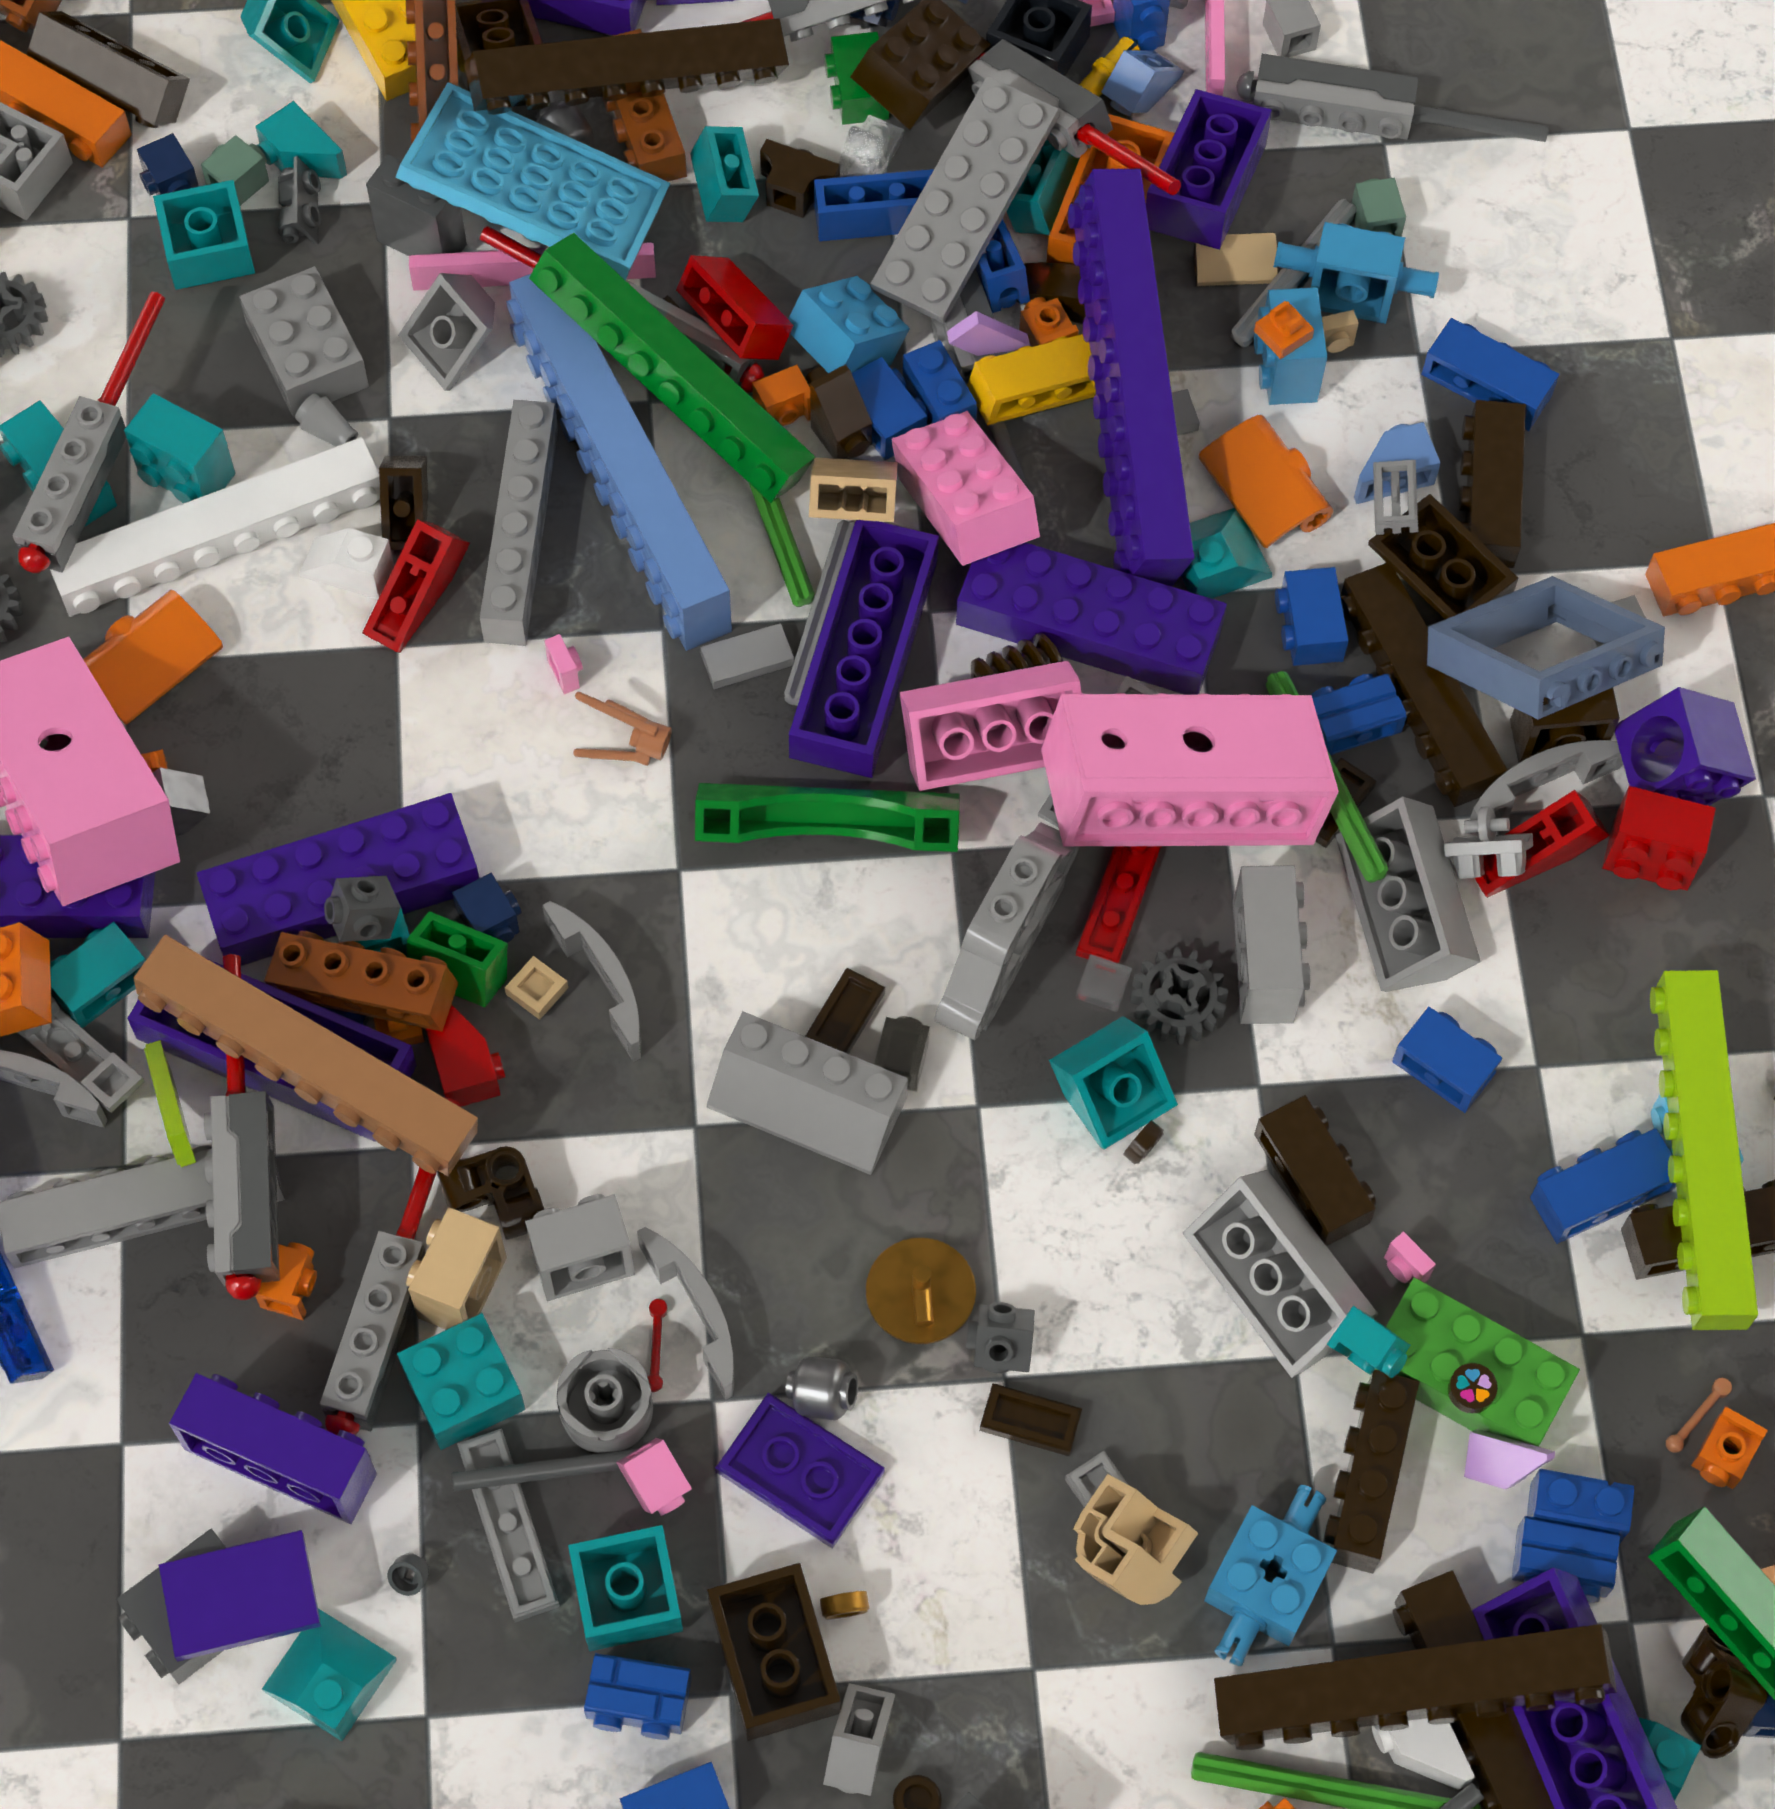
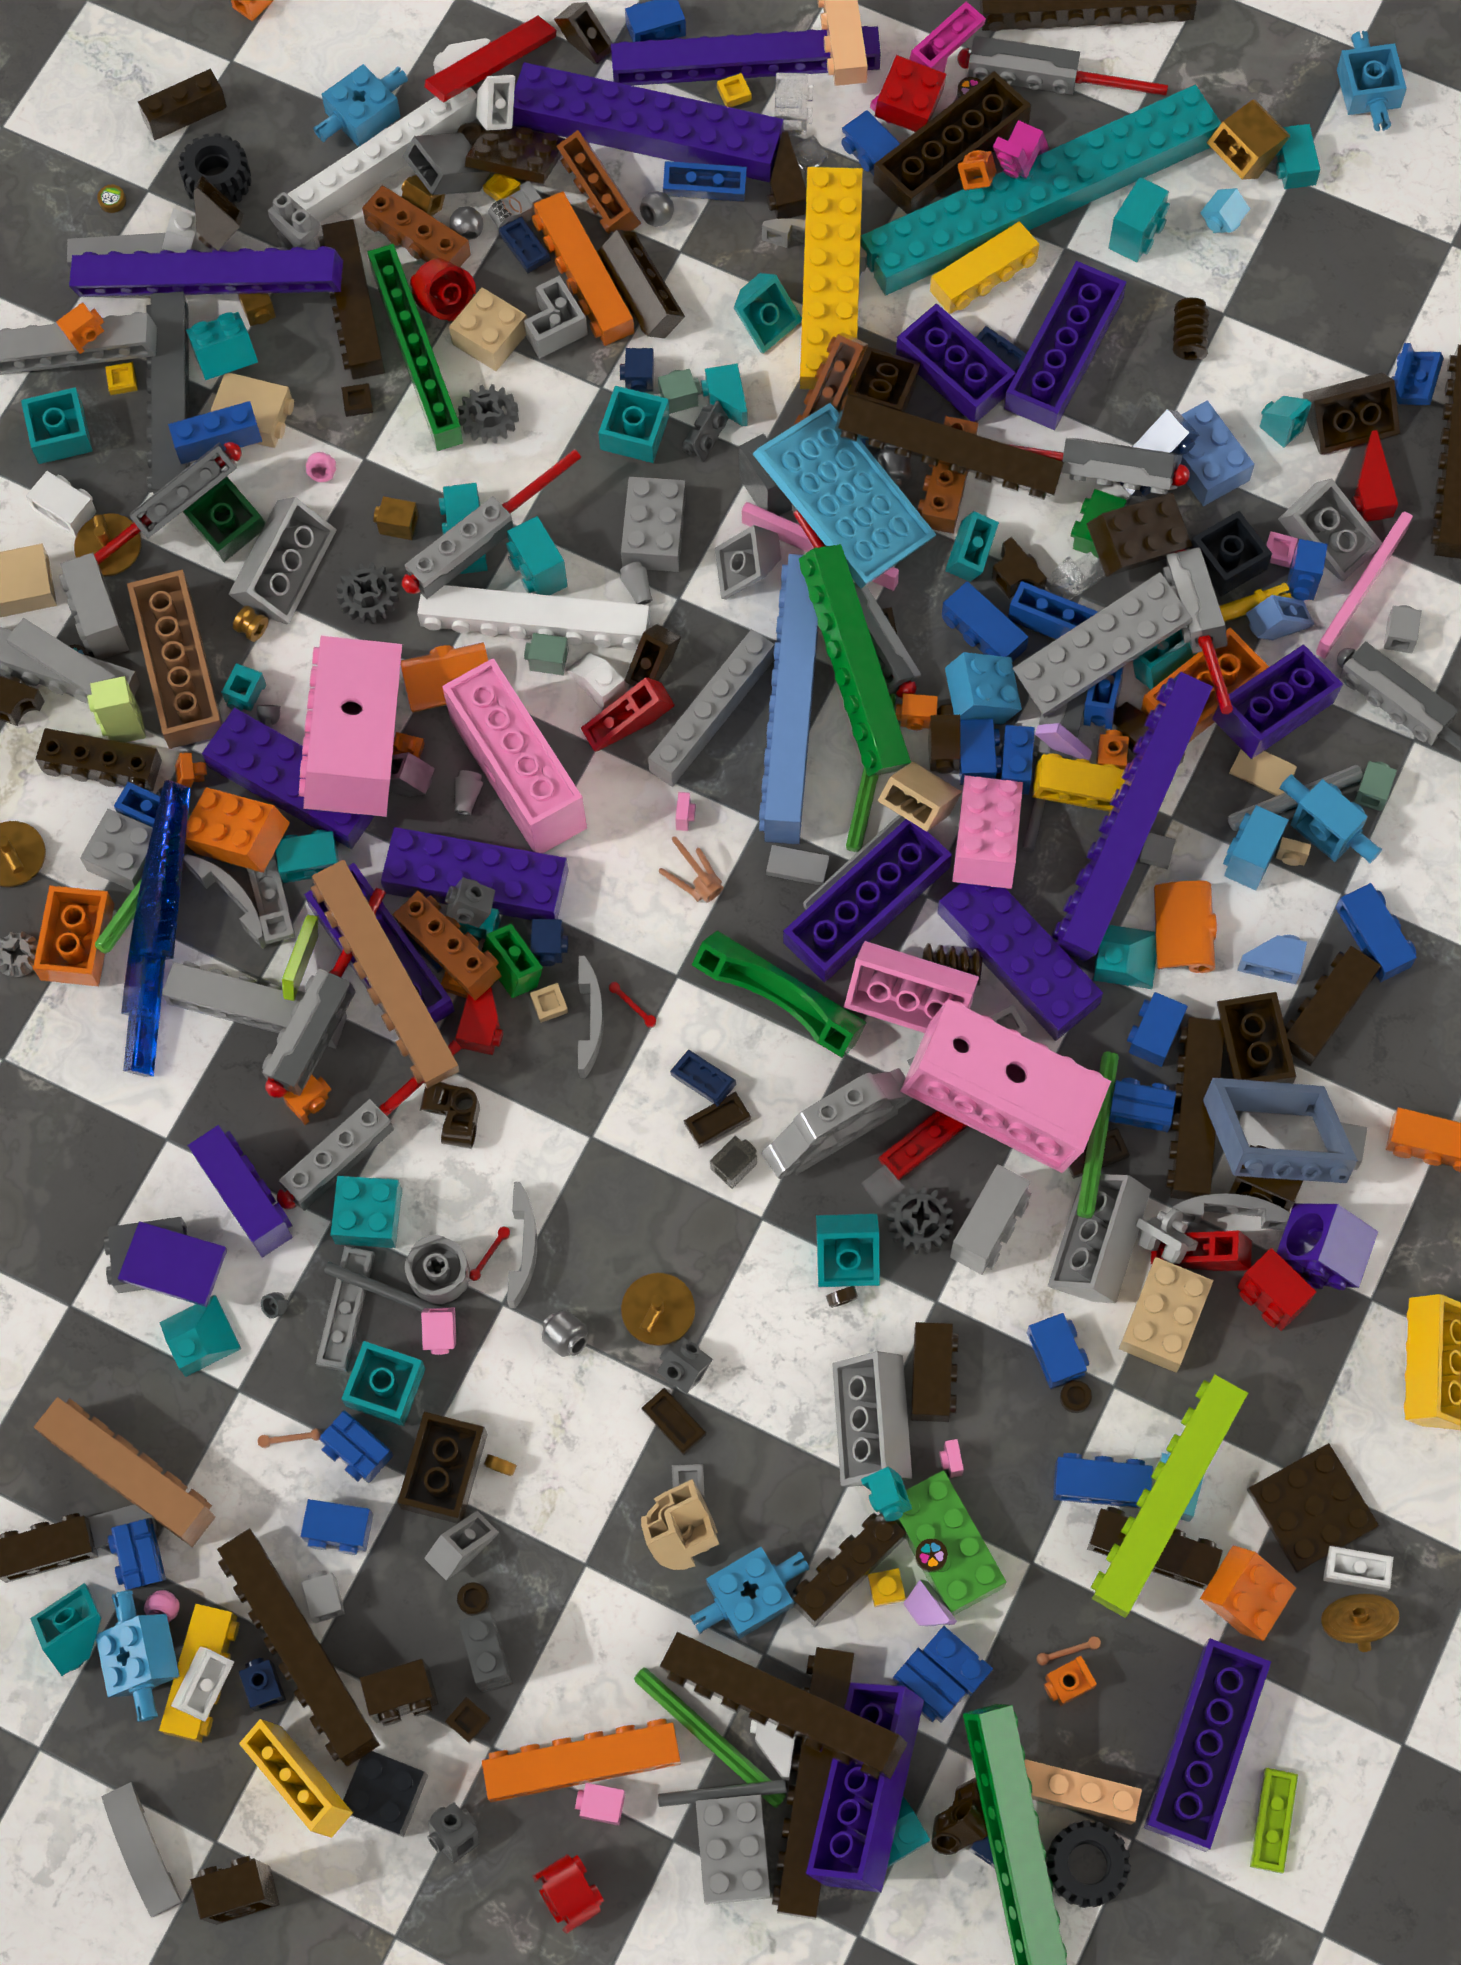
camera: 35 degrees right, 5 degrees up
(262, 563) = (547, 653): none -> sand green brick
(262, 783) = (466, 791): none -> light grey cone
(306, 700) = (515, 757): none -> bright pink piece
(456, 1270) = (399, 1146): tan brick -> none
(506, 1761) = (264, 1441): none -> nougat hinge
(580, 1246) = (476, 1172): light grey brick -> none
(679, 942) = (649, 1020): none -> red hinge
(734, 307) = (922, 639): red brick -> none
(794, 255) = (983, 623): none -> blue brick
(795, 972) = (703, 1077): none -> dark blue plate
(800, 1470) = (525, 1373): dark purple tile -> none
(807, 1093) = (664, 1155): light grey slope -> none
(1284, 329) = (1247, 837): orange tile -> none
(1397, 520) = (1261, 989): light grey tile -> none
(1430, 1469) = (886, 1587): none -> yellow plate
(1502, 1103) = (1075, 1396): none -> dark brown tile
(1547, 943) = (1166, 1314): none -> tan brick

